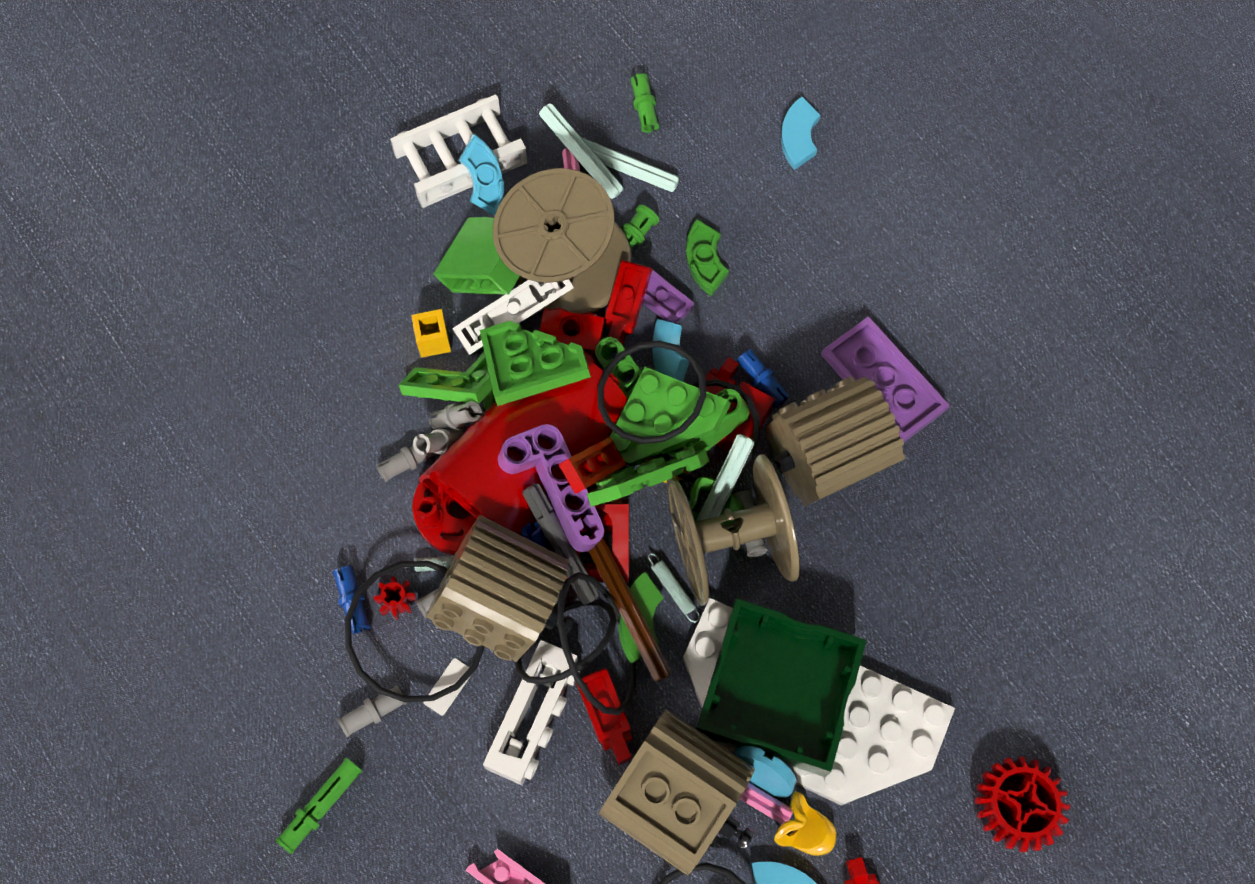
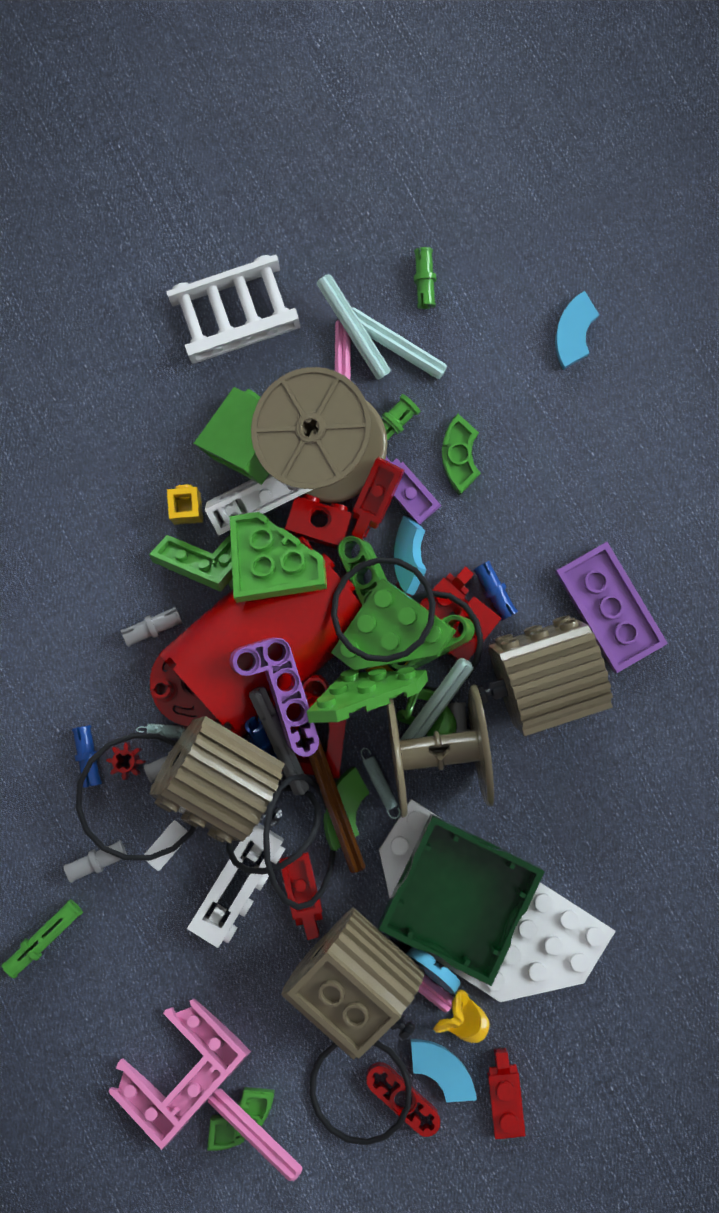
camera: 10 degrees right, 15 degrees up
(436, 441) = (179, 619): light grey pin -> none
(455, 415) = (198, 594): light grey pin -> none
(485, 175) = (255, 342): medium azure tile -> none
(592, 465) = (316, 678): red hinge -> none
(1016, 817) = (663, 1014): red gear -> none

